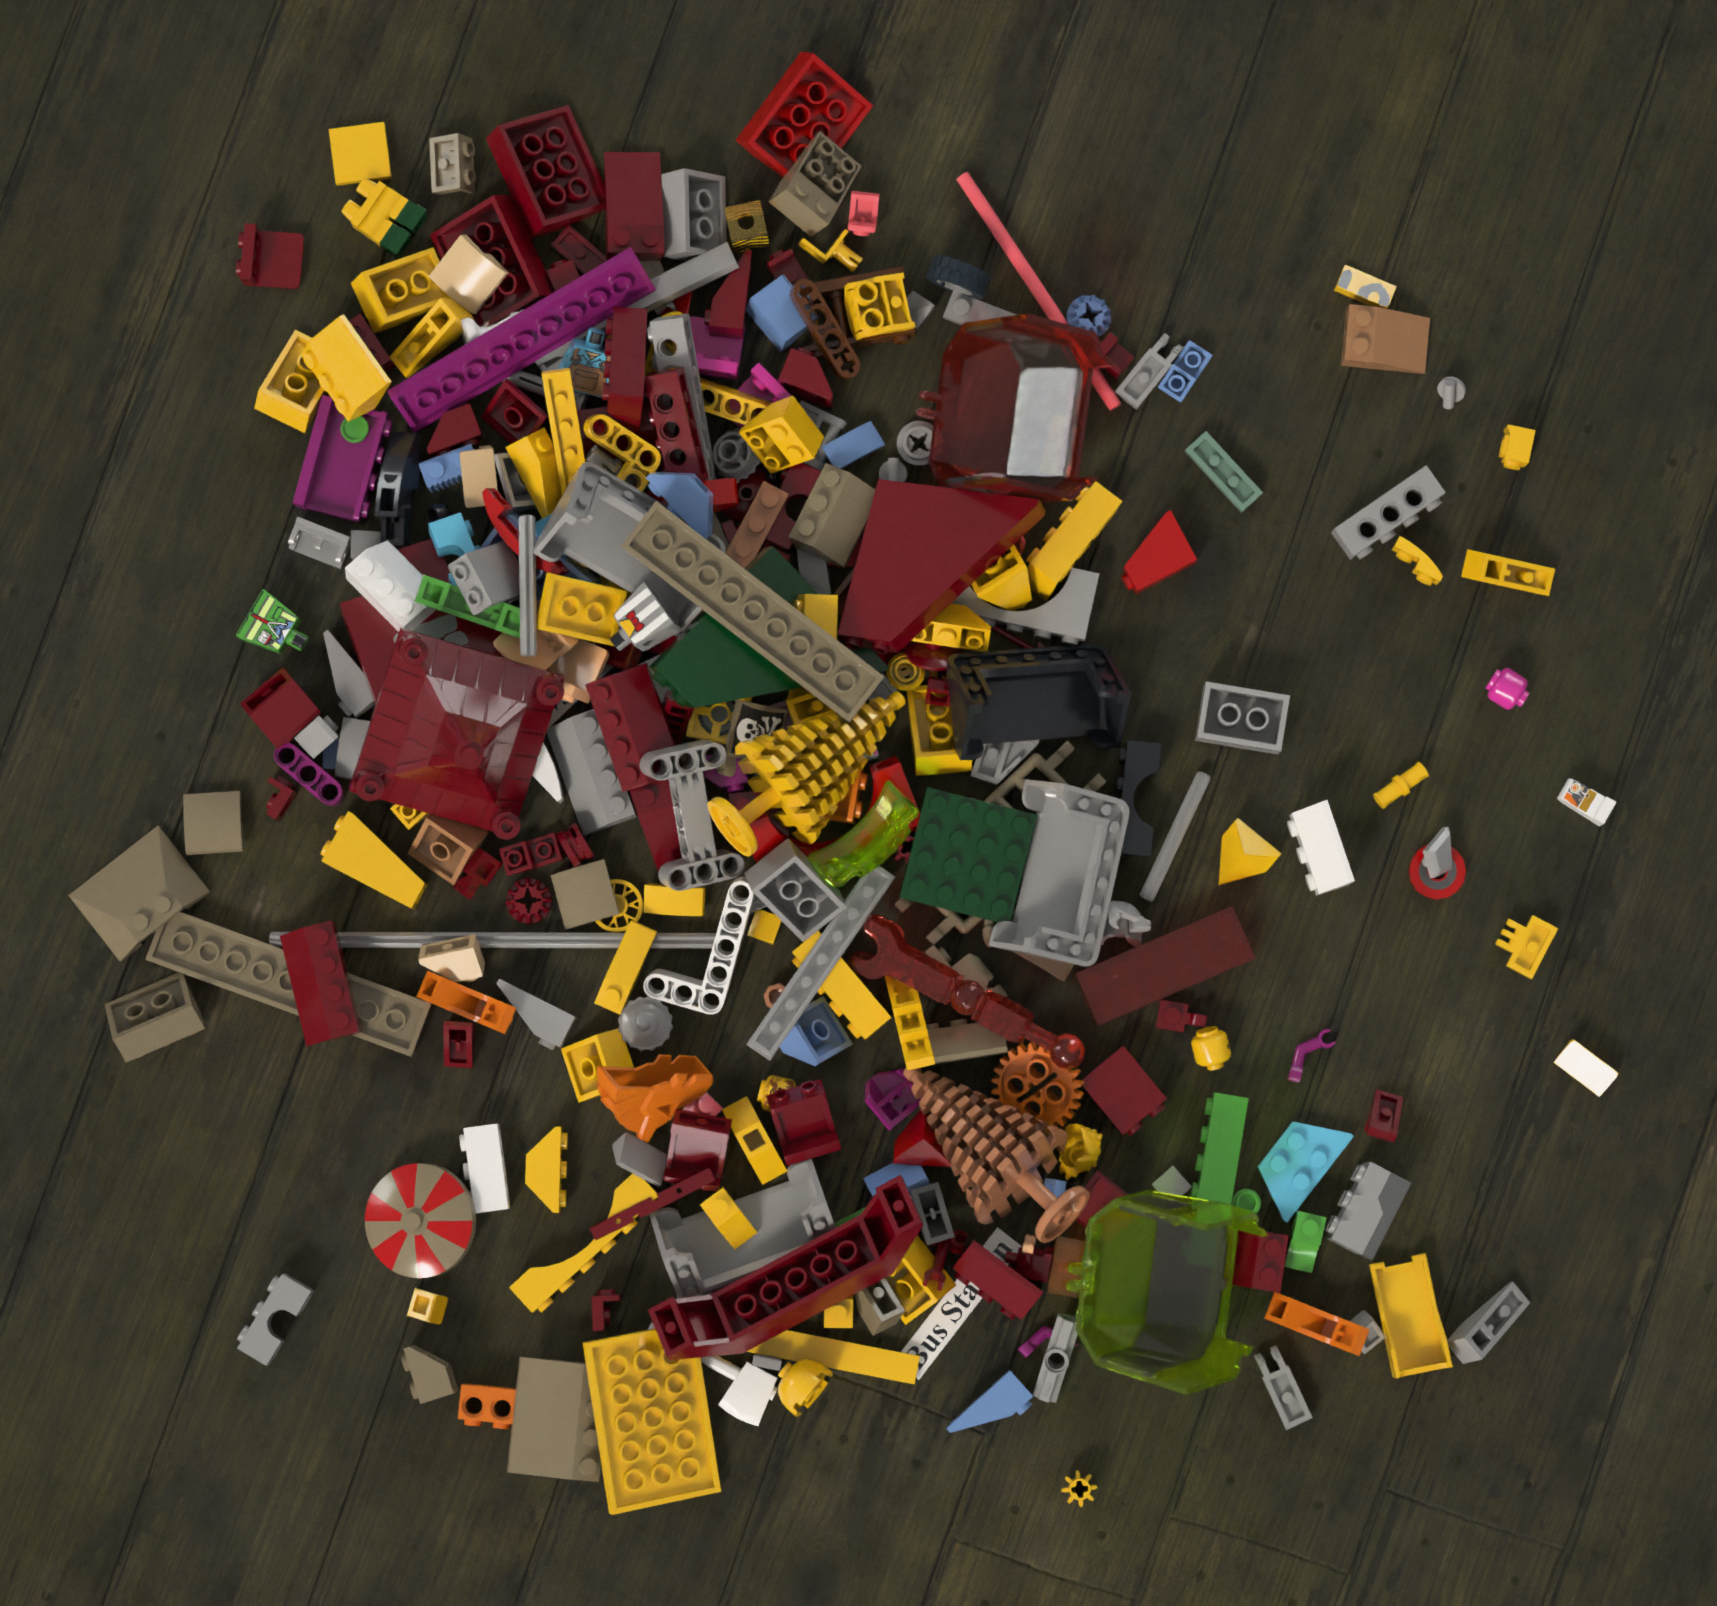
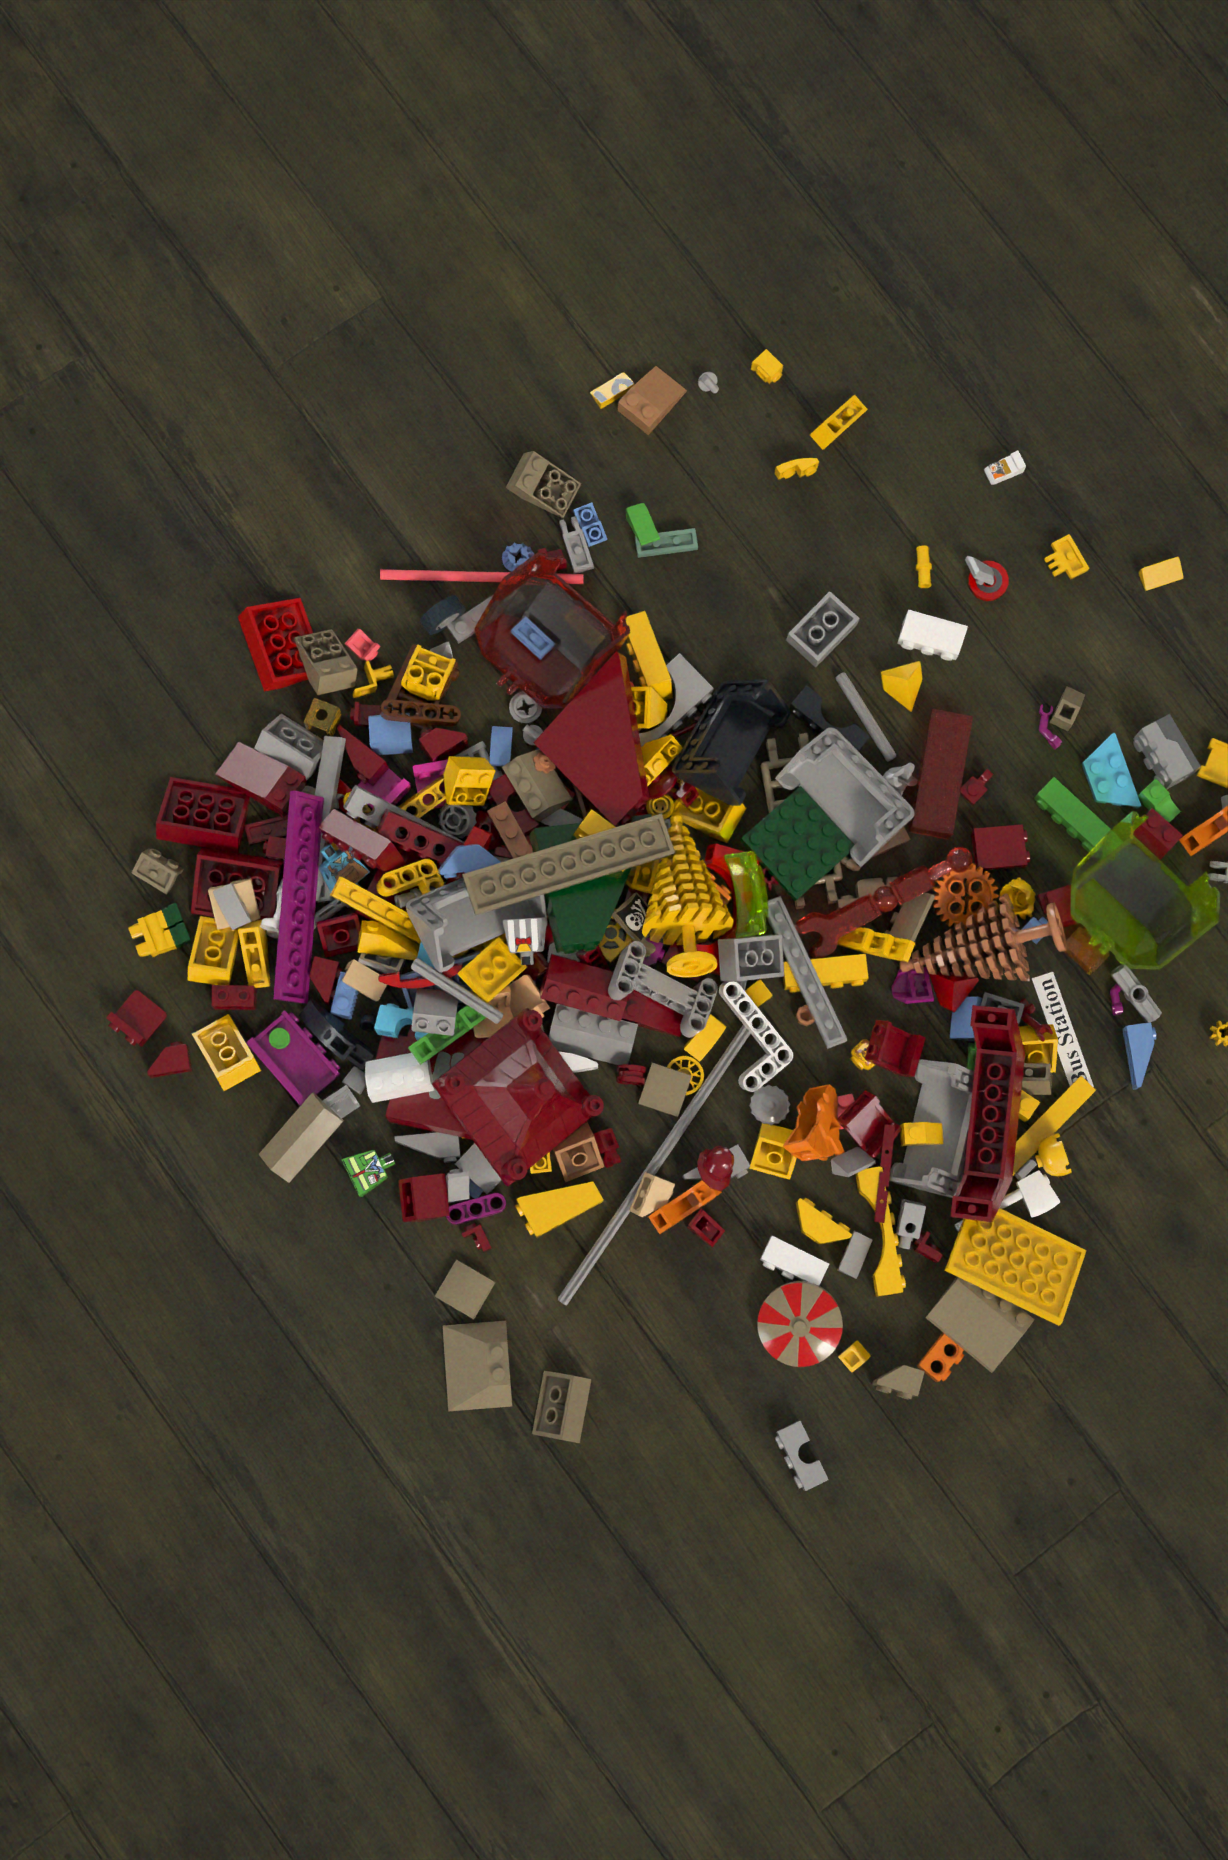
camera: 65 degrees left, 5 degrees down
(250, 329) = (171, 1061): none -> dark red slope
(257, 527) = (300, 1138): none -> dark tan slope
(262, 975) = (597, 1307): dark tan plate -> none
(320, 983) = (612, 1287): dark red slope -> none
(346, 369) = (241, 1015): yellow slope -> none
(360, 153) = (110, 921): yellow tile -> none
(459, 272) = (231, 906): none -> light grey slope
(527, 1008) = (716, 1167): none -> dark red piece
(531, 854) = (617, 1106): dark red slope -> none
(538, 910) = (647, 1136): dark red gear -> none
(541, 1232) = (854, 1254): none -> light grey slope
(625, 967) = (728, 1093): yellow slope -> none
(625, 1265) = (913, 1213): none -> light grey torso
(754, 1140) = (885, 1086): yellow slope -> none
(816, 1034) = (848, 1006): medium blue slope -> none
(861, 506) = (543, 763): none -> nougat plant
(996, 1281) = (1066, 997): dark red slope -> none
(1000, 760) = (752, 786): light grey wing -> none
(1003, 396) = (533, 638): none -> medium blue plate
(1031, 1261) = (1066, 970): dark red piece -> none
(1159, 556) = (690, 612): red slope -> none
(1171, 1183) = (1073, 857): light grey tile -> none
(1195, 286) = (543, 484): none -> dark tan slope
(1211, 1047) = (1007, 779): yellow head -> none
(1224, 429) = (642, 524): none -> bright green slope
(1247, 1199) = (1112, 819): bright green plate -> none
(1345, 1062) = (1067, 708): none -> dark tan slope
(1384, 1116) = (1115, 707): dark red slope -> none
(1421, 483) = (752, 495): light grey brick -> none
(1507, 688) = (907, 468): dark pink head -> none

